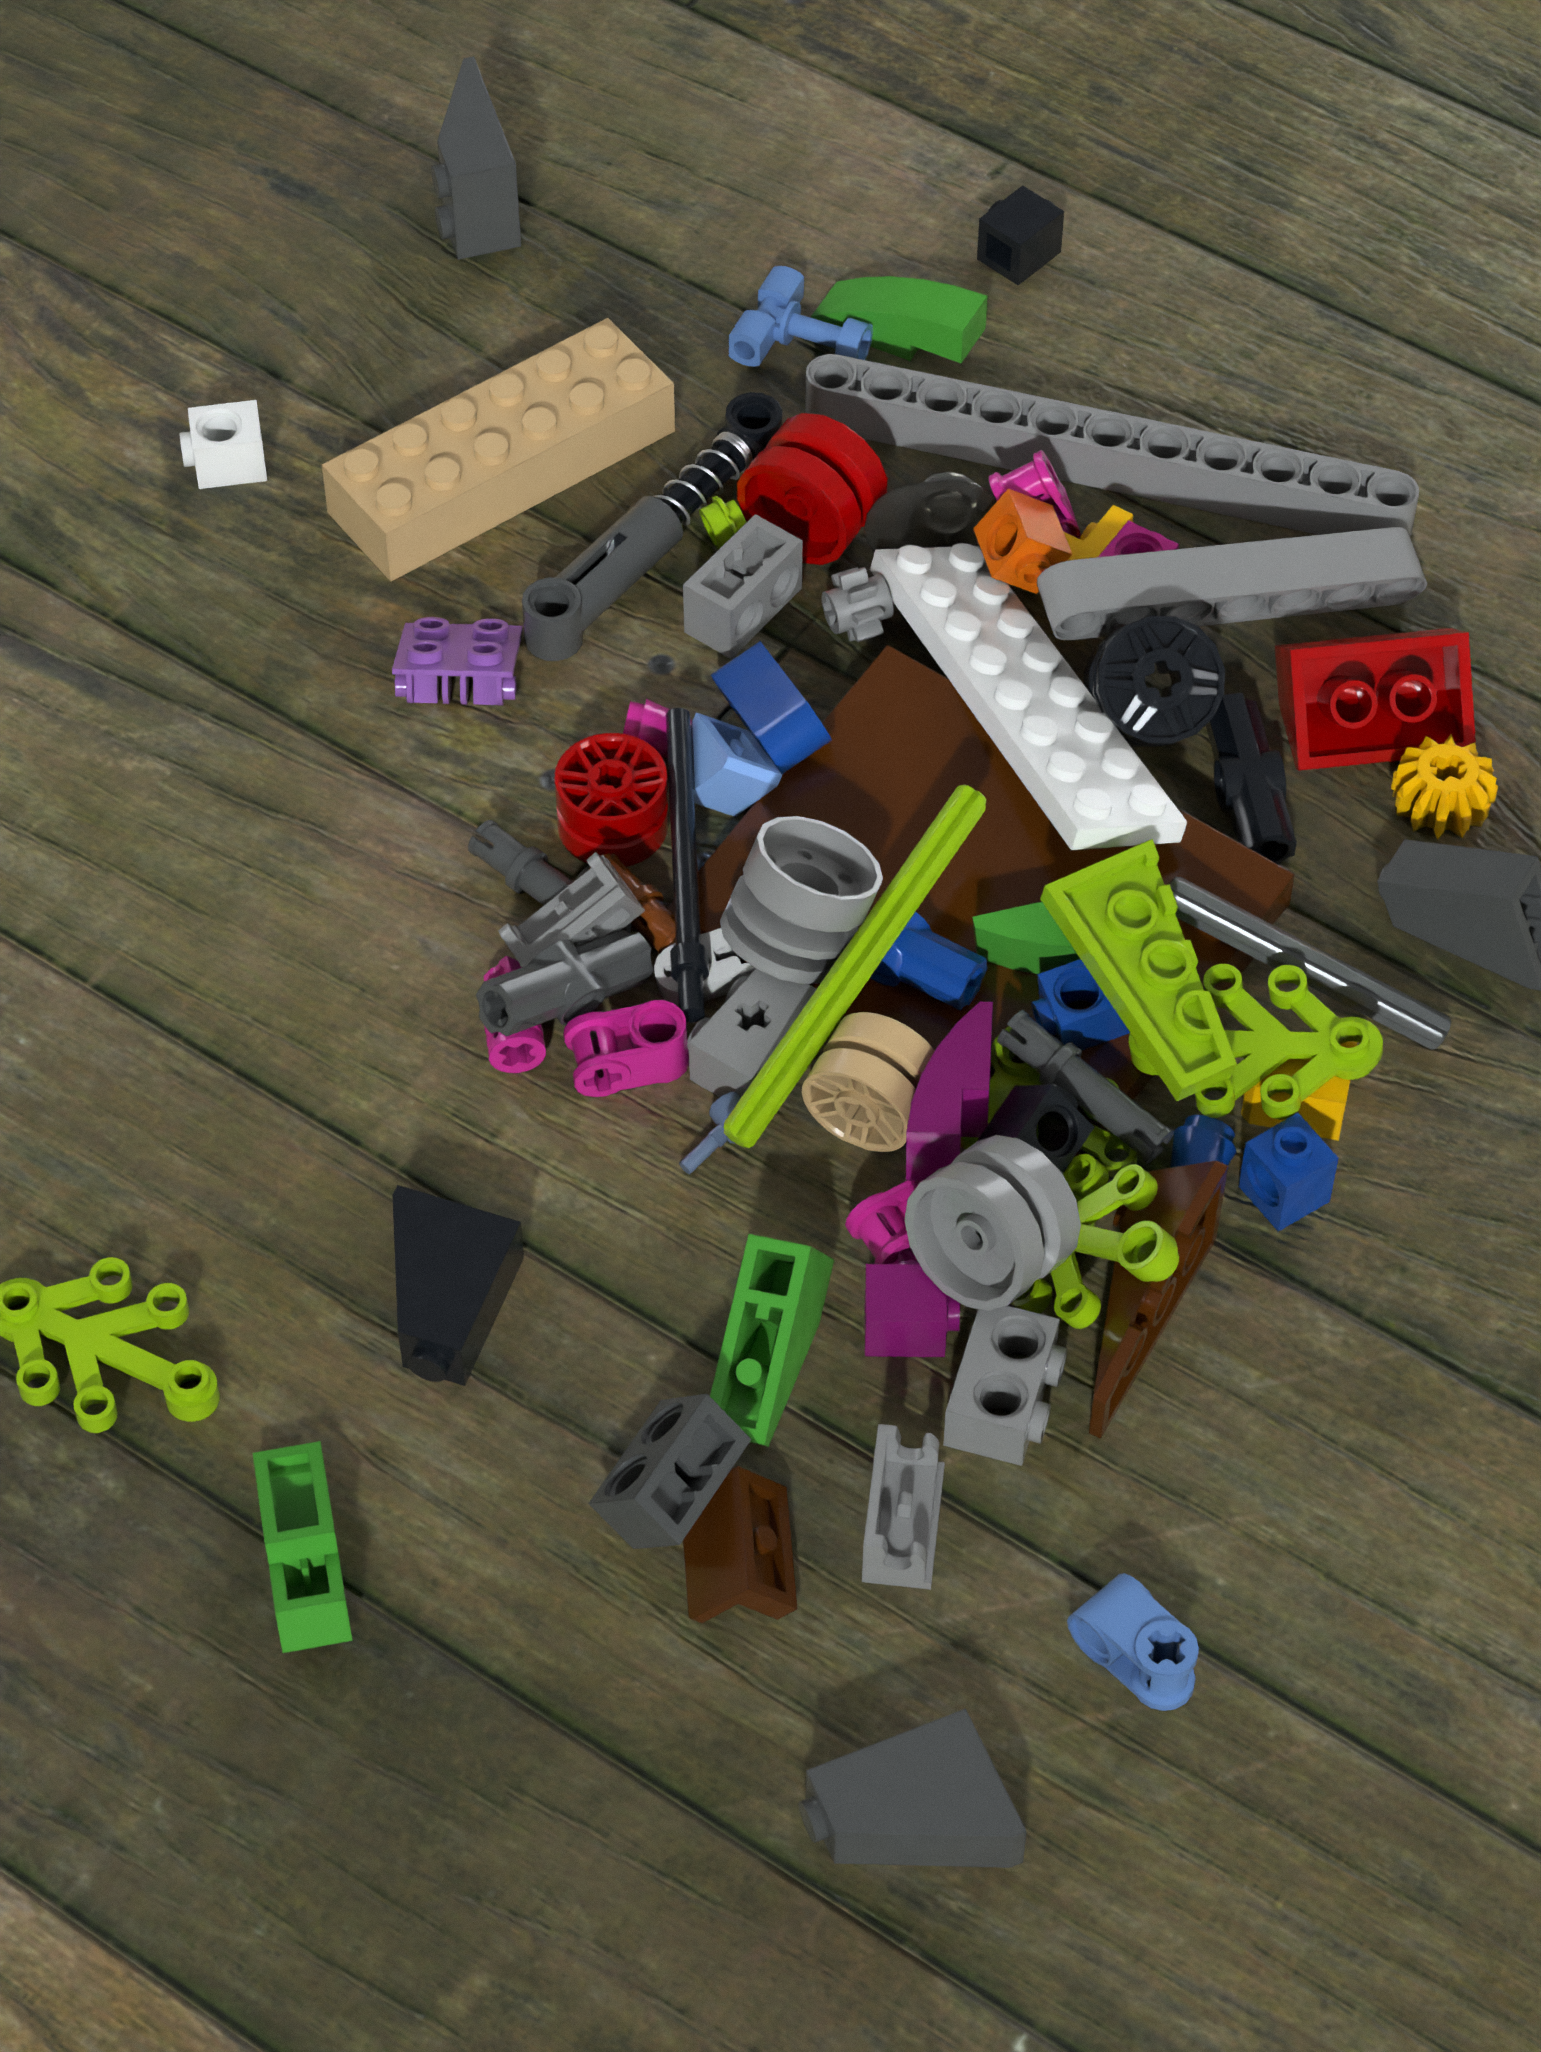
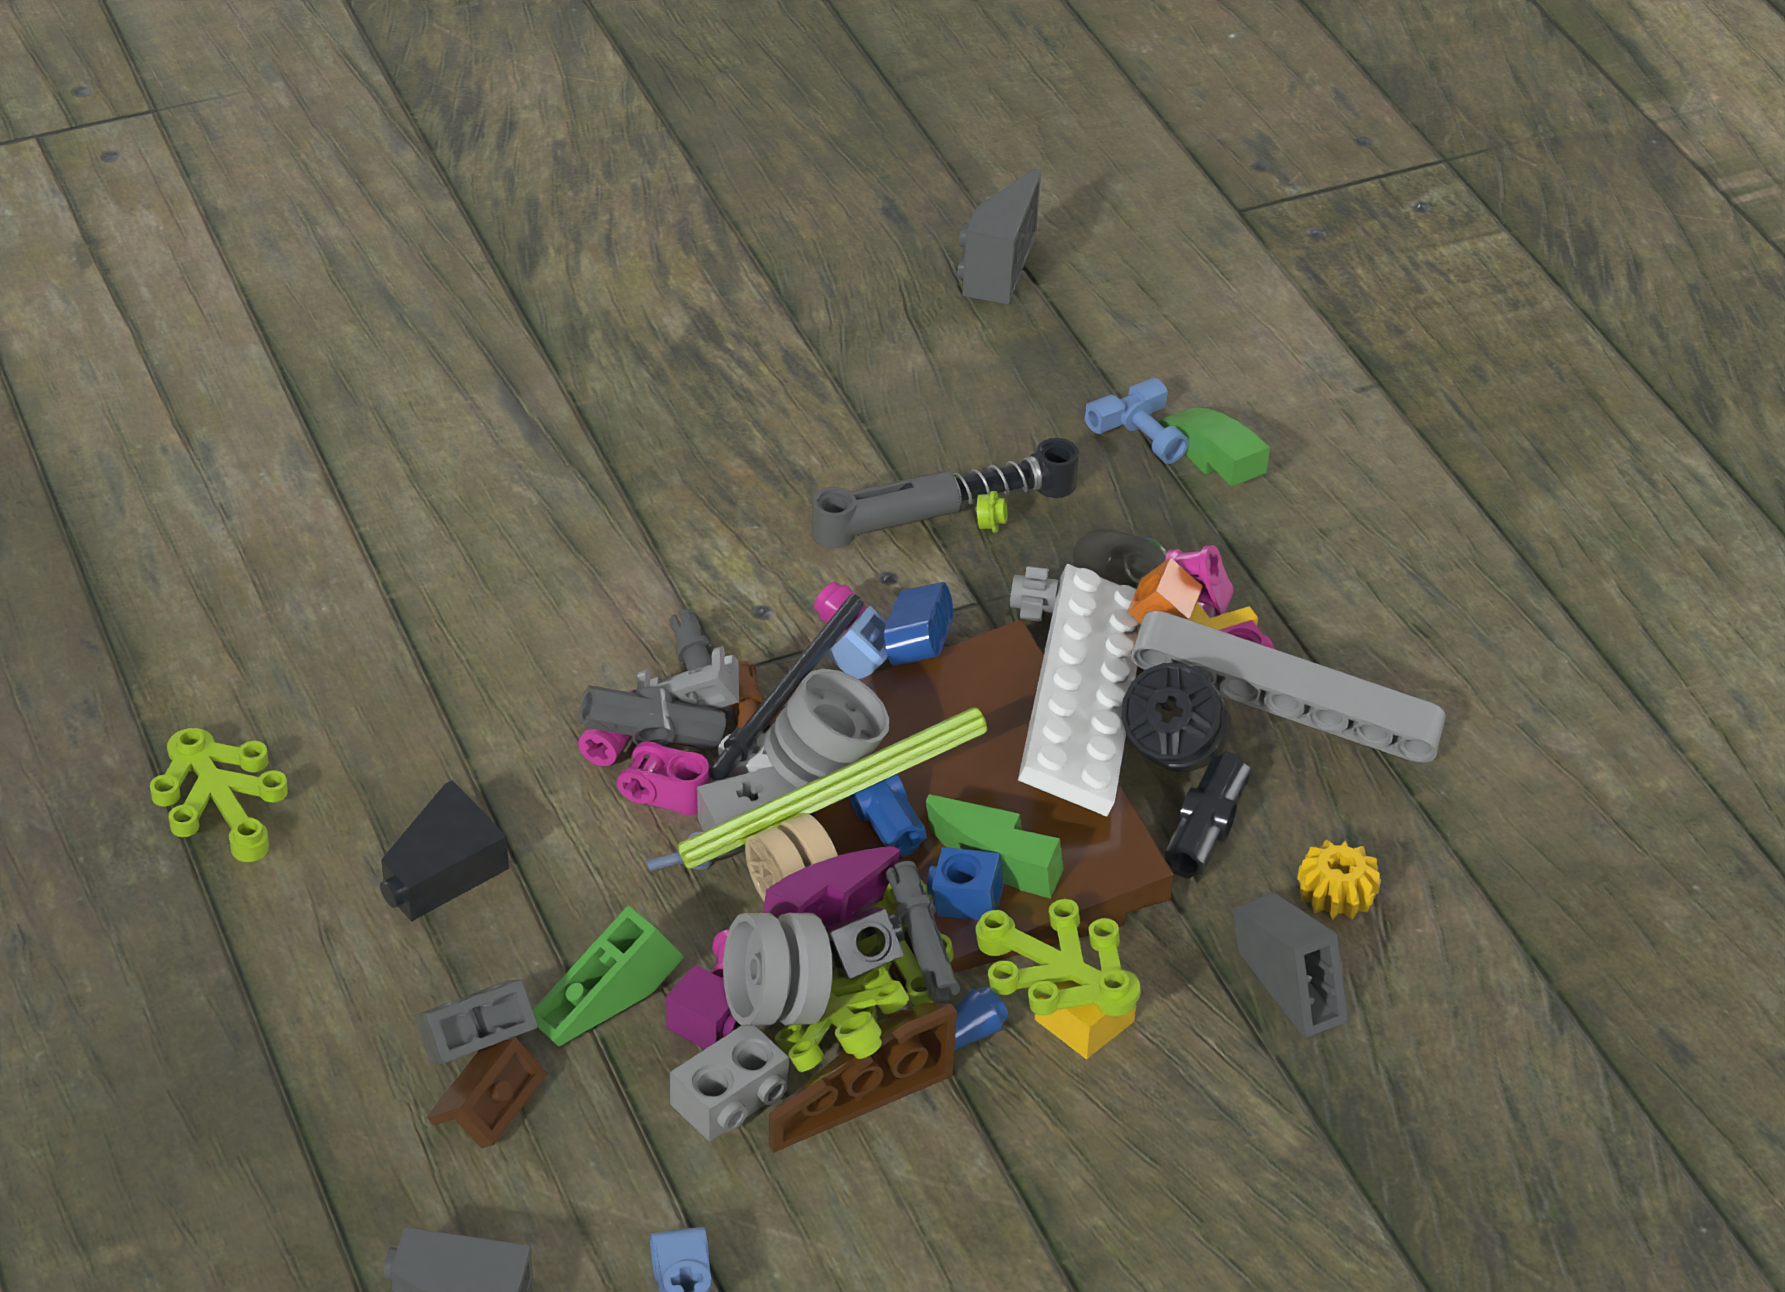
camera: 30 degrees right, 10 degrees down
(224, 444) = (720, 334): white brick -> none
(301, 1547) = (232, 955): bright green slope -> none
(475, 650) = (754, 516): medium lavender hinge -> none
(499, 448) = (886, 407): tan brick -> none
(612, 798) = (775, 629): red wheel -> none
(742, 586) = (966, 548): light grey brick -> none
(814, 484) = (1053, 508): red wheel -> none
(902, 1511) = (602, 1120): light grey hinge -> none
(1020, 235) = (1337, 427): black brick -> none
(1109, 449) = (1288, 580): light grey beam -> none
(1135, 950) = (1008, 863): lime wing -> none
(1288, 1172) = (1023, 1053): blue brick -> none
(1322, 970) = (1139, 934): dark grey axle -> none
(1374, 696) = (1337, 799): red slope -> none

